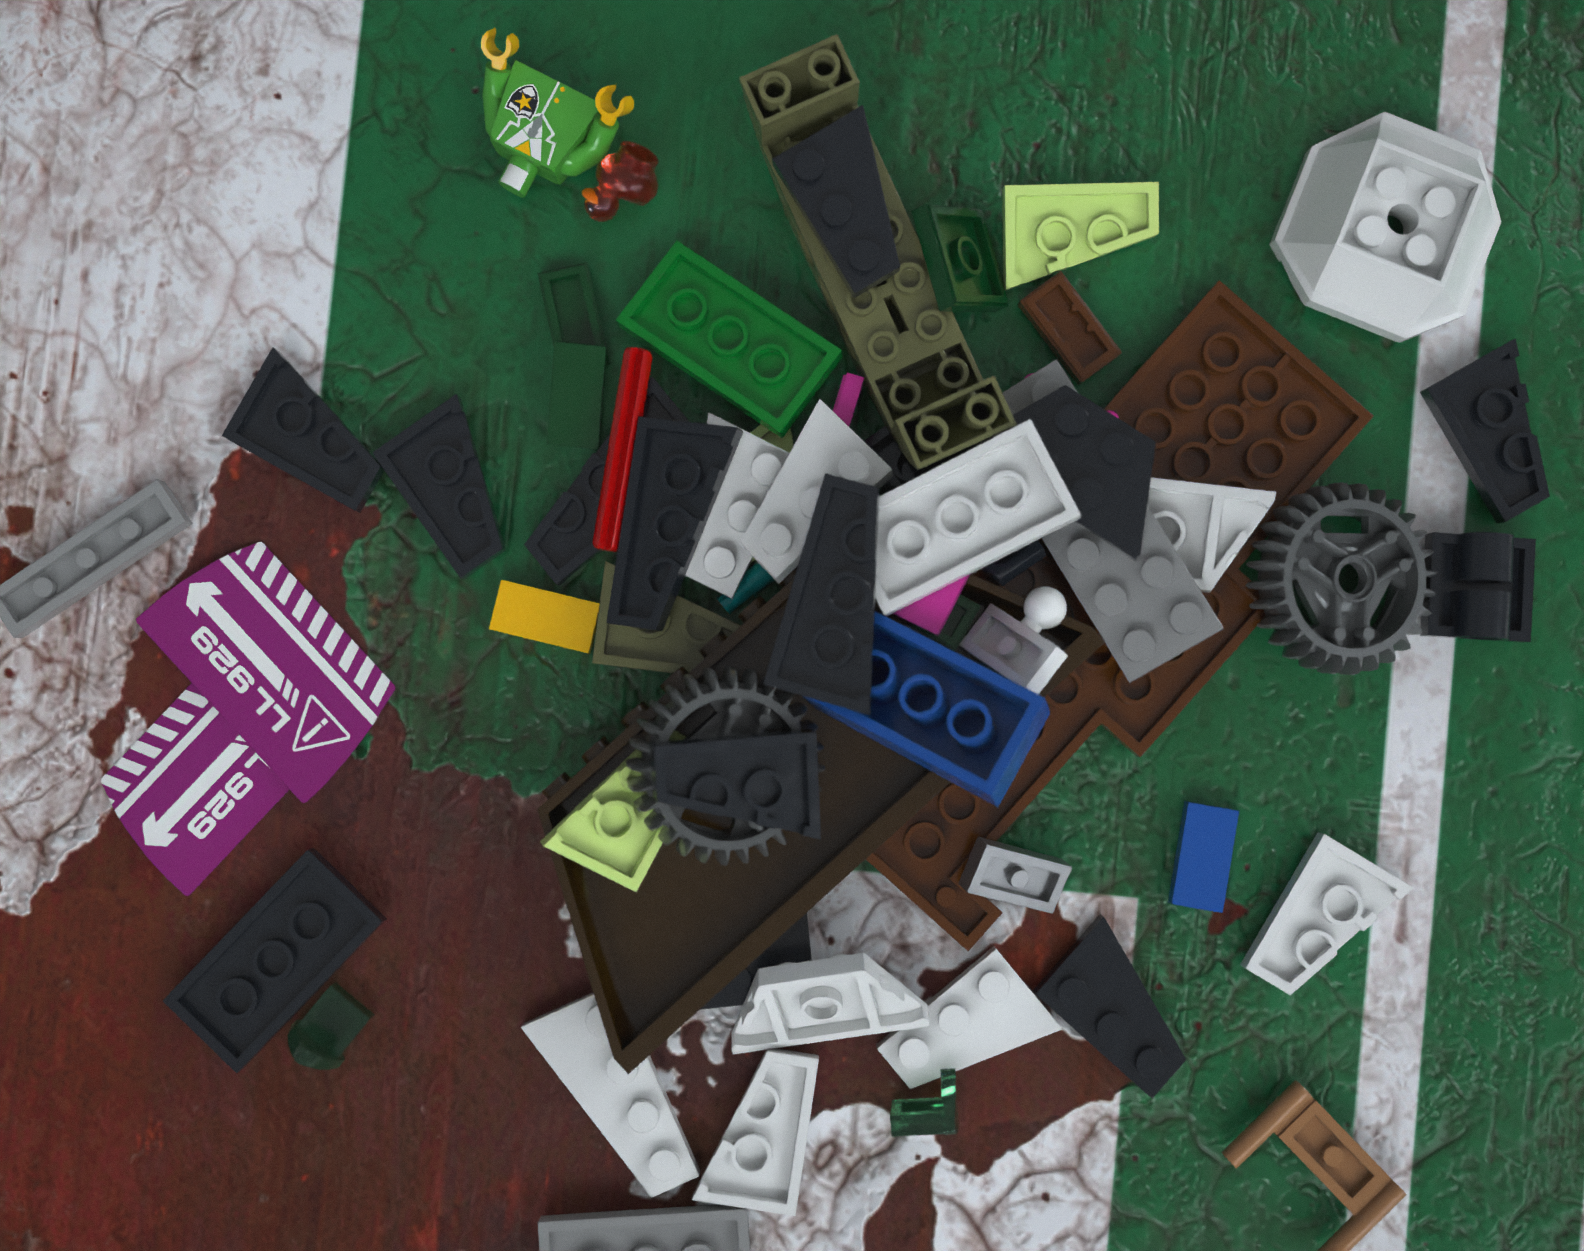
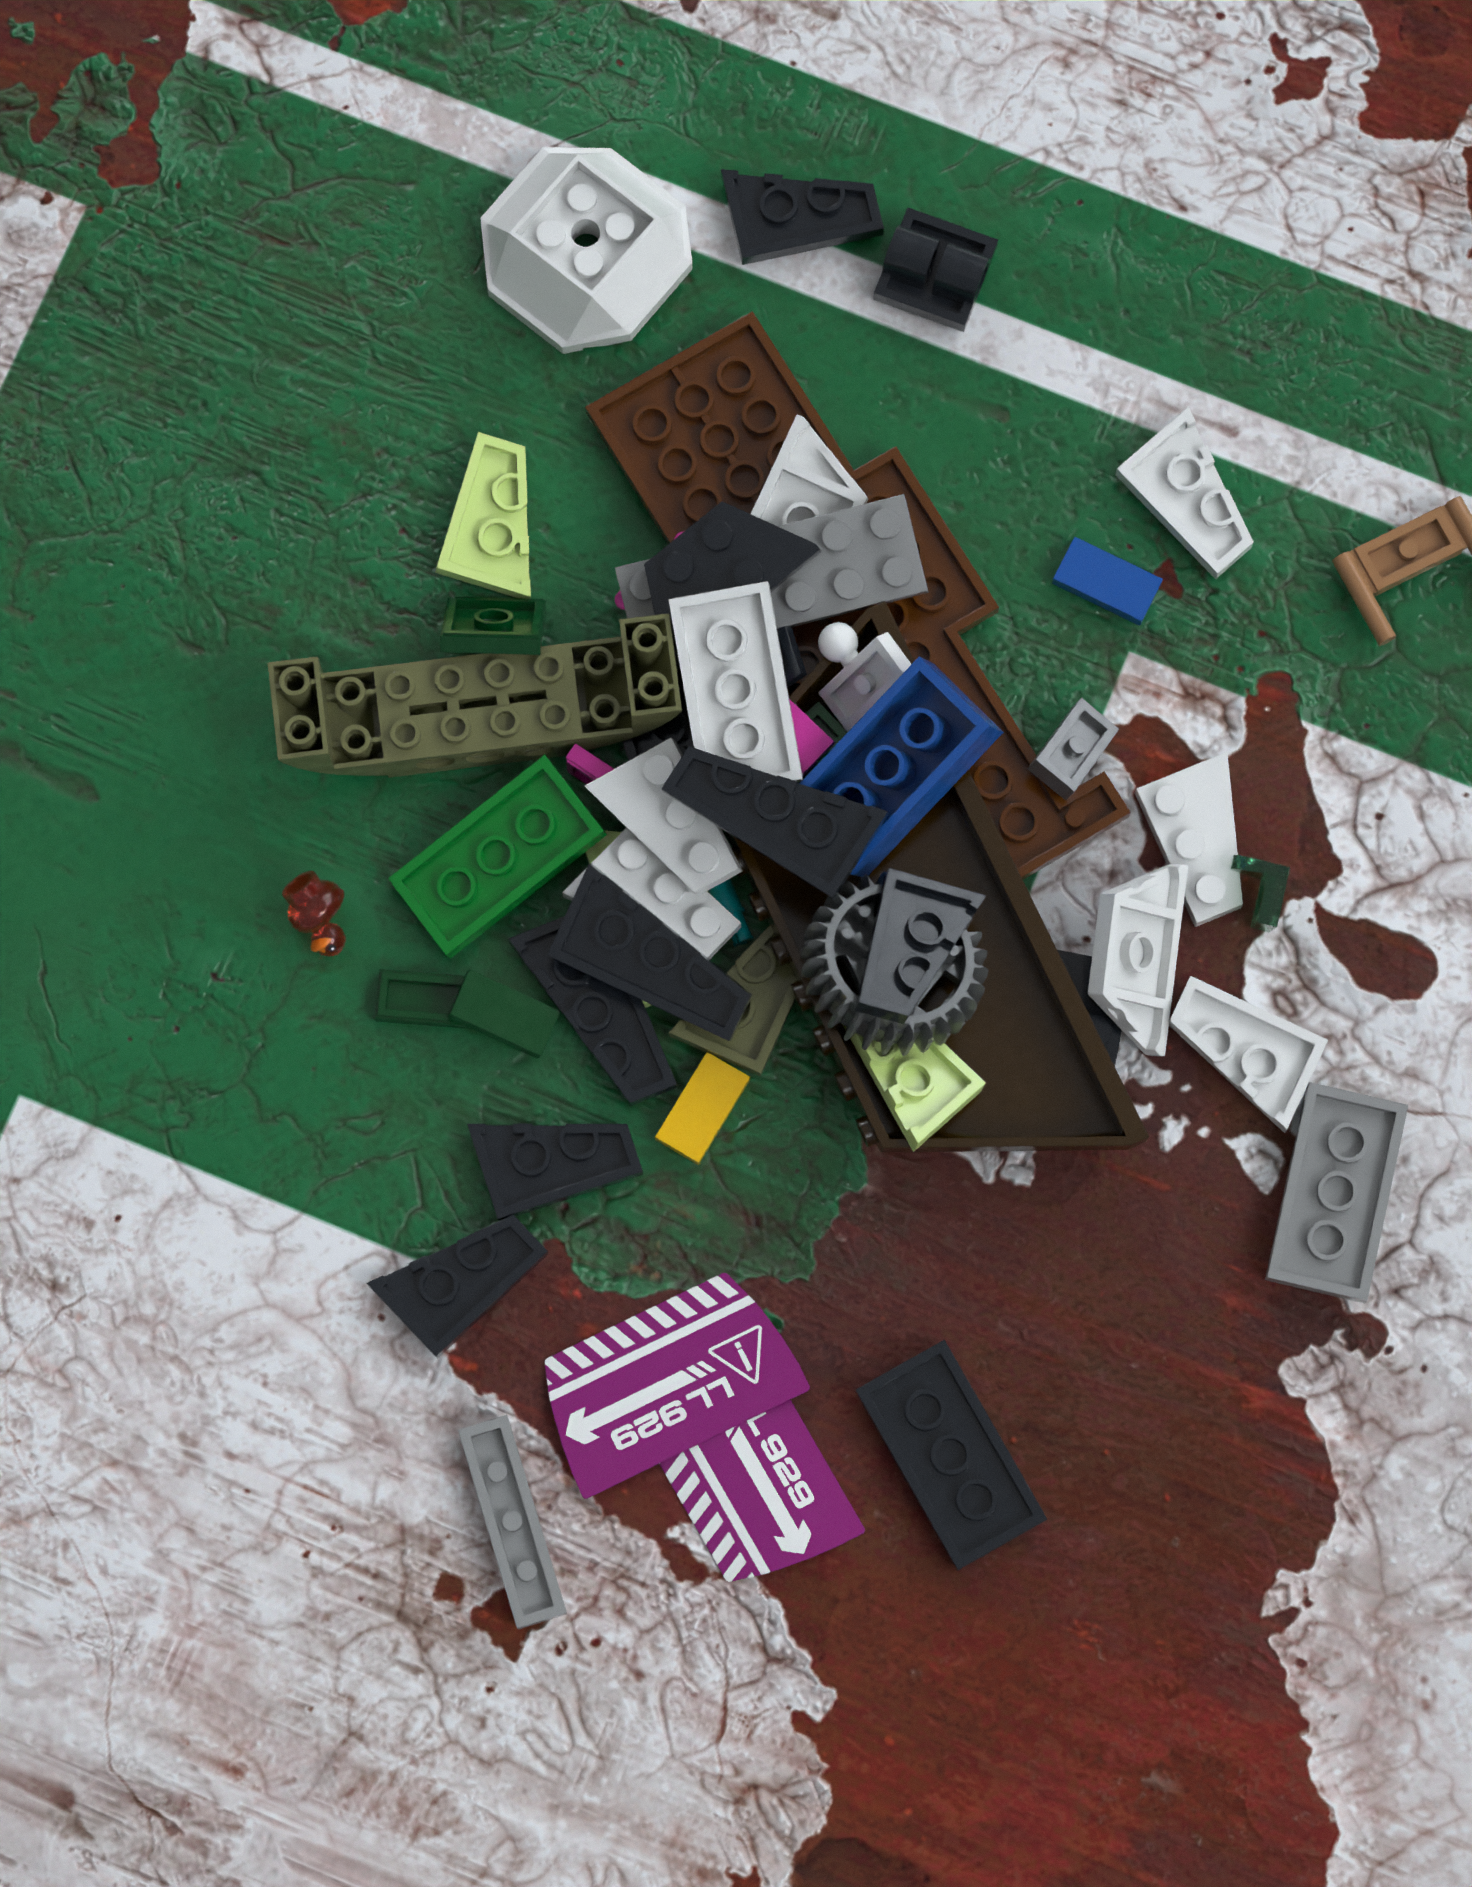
camera: 75 degrees left, 10 degrees down
(328, 1029) = (1029, 1425): clear green tile -> none
(542, 122) = (237, 966): bright green torso -> none
(625, 1107) = (1164, 1174): white wing -> none
(627, 410) = (571, 982): red axle -> none
(843, 200) = (411, 708): black wing -> none
(1069, 328) = (585, 551): reddish brown plate -> none
(1111, 1008) = (1222, 703): black wing -> none
(1311, 560) = (867, 405): dark grey gear -> none

